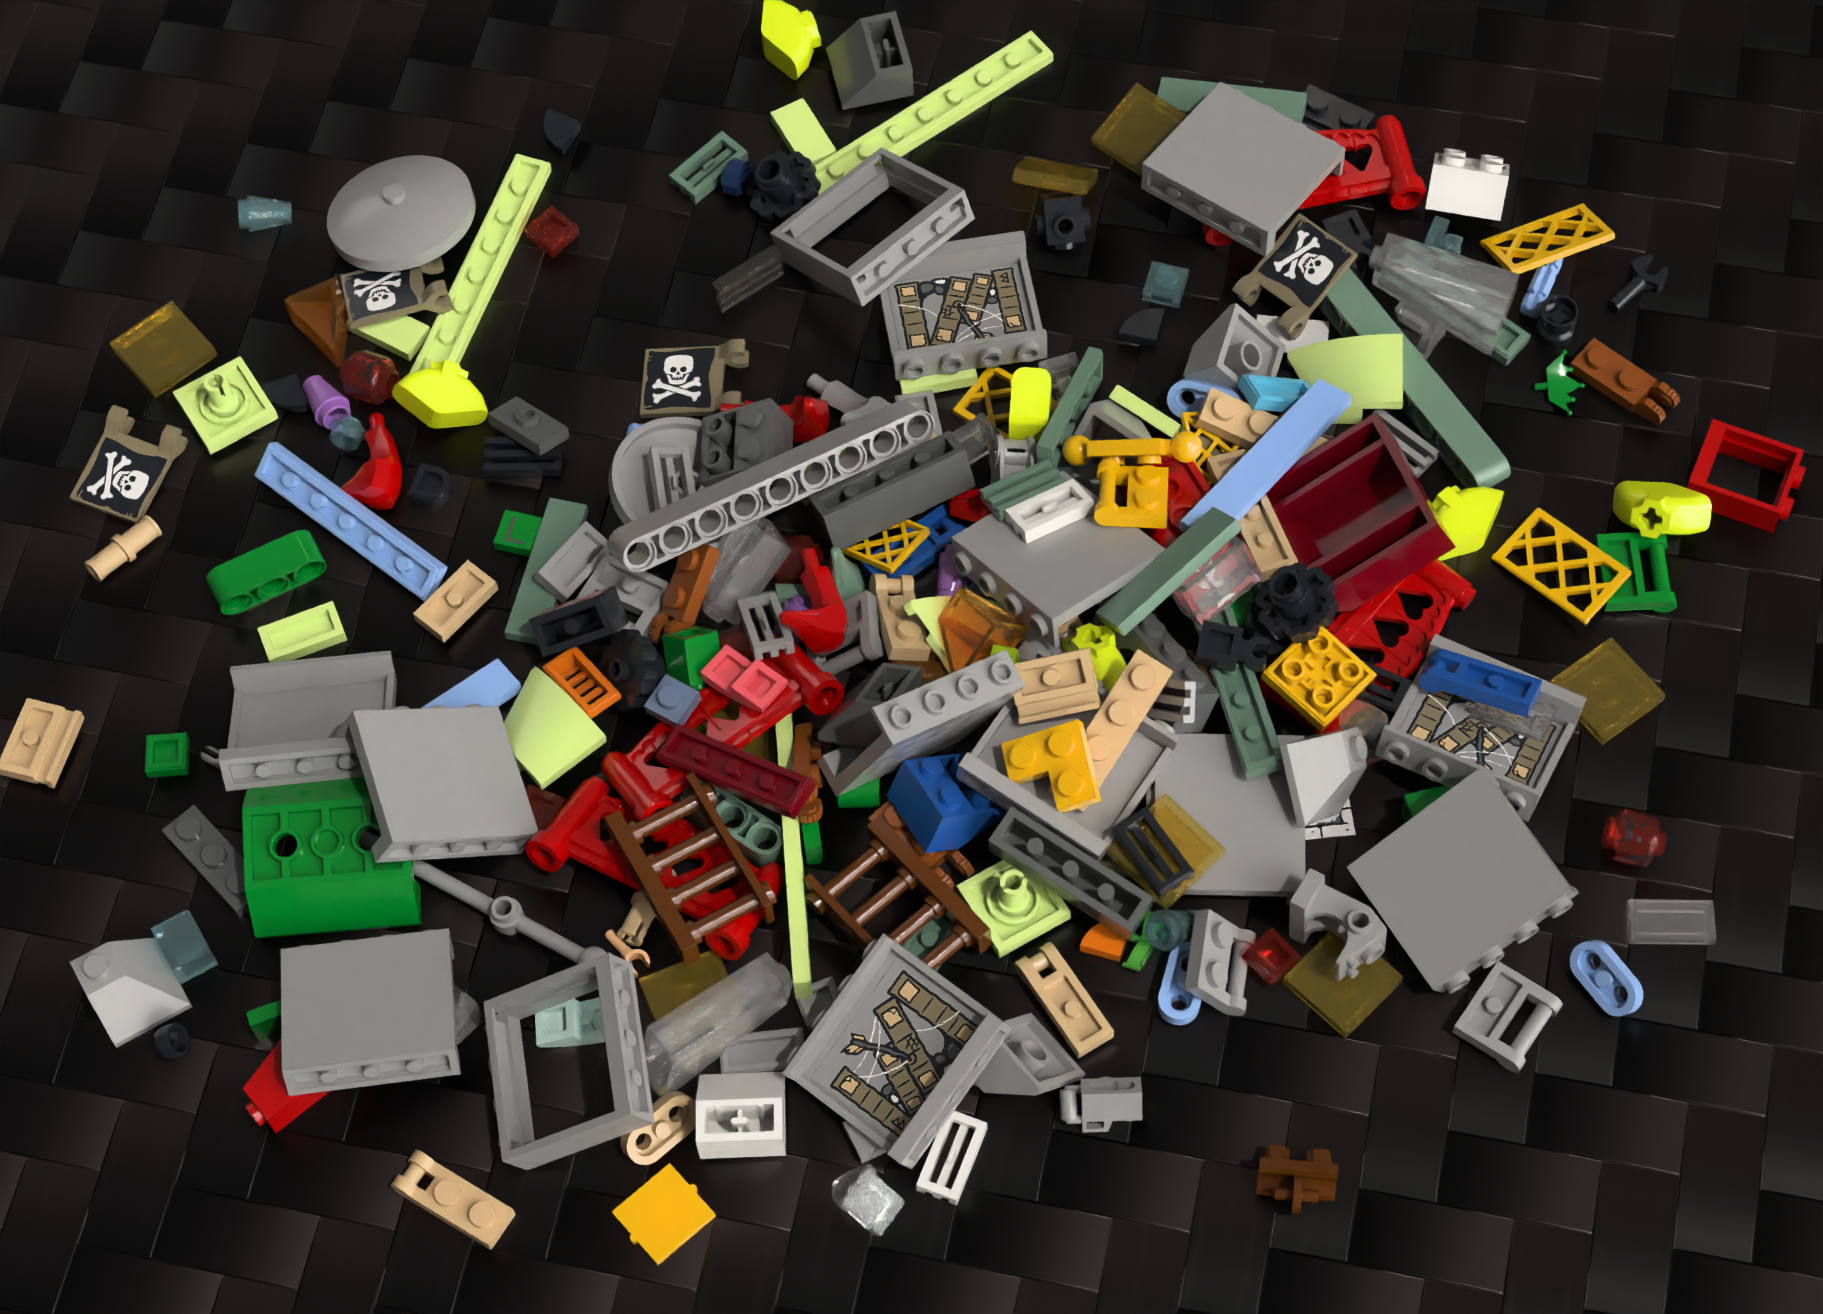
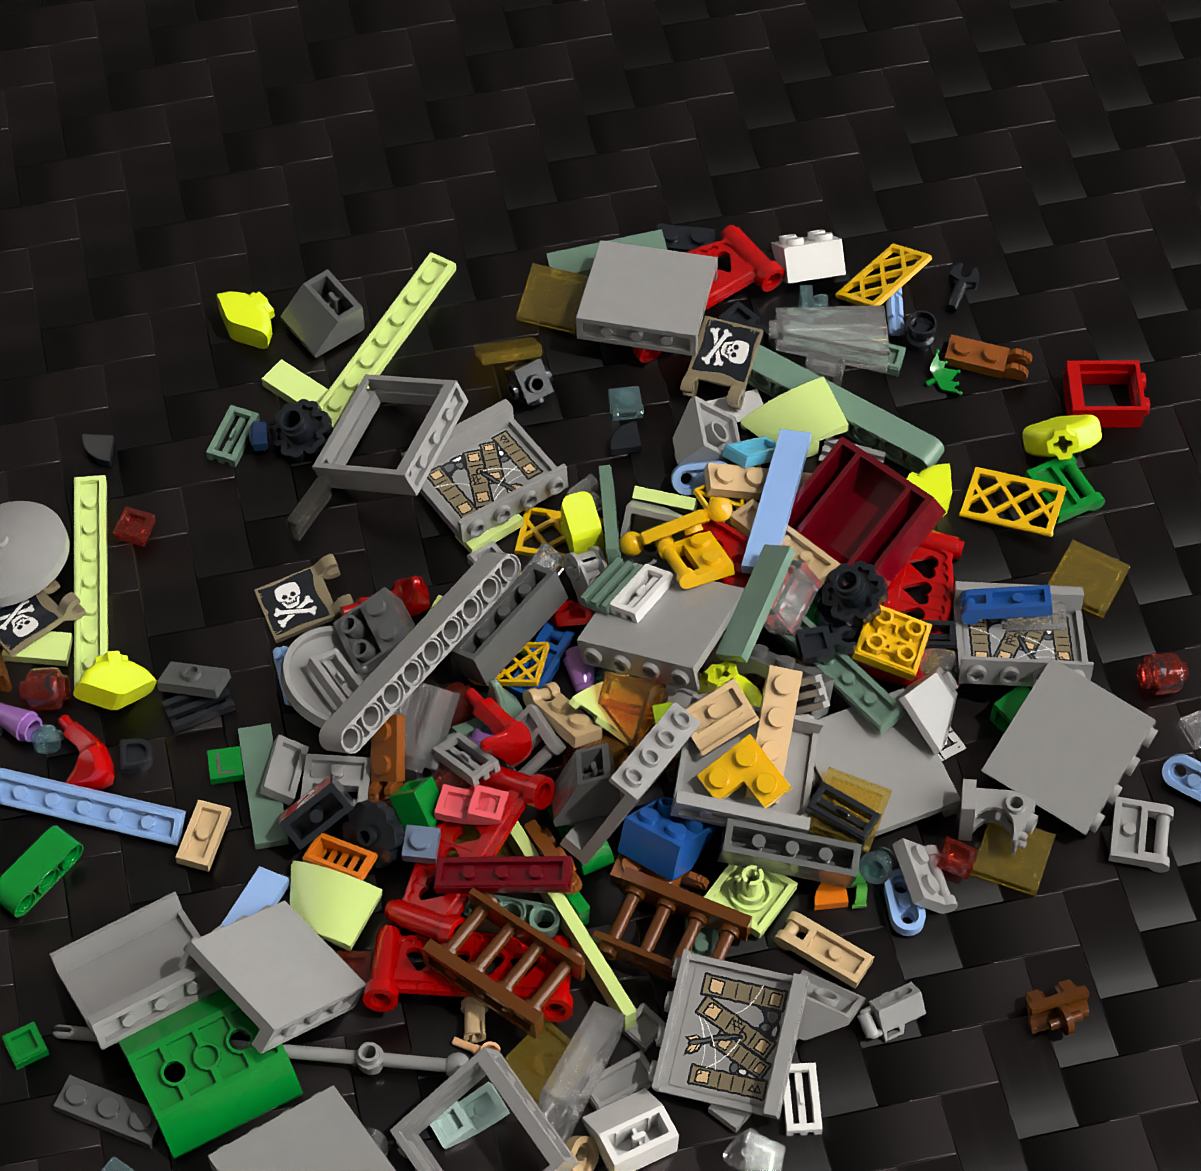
camera: 30 degrees left, 5 degrees down
(302, 633) = (89, 908): yellowish green tile -> none
(845, 399) = (435, 572): light grey animal -> none

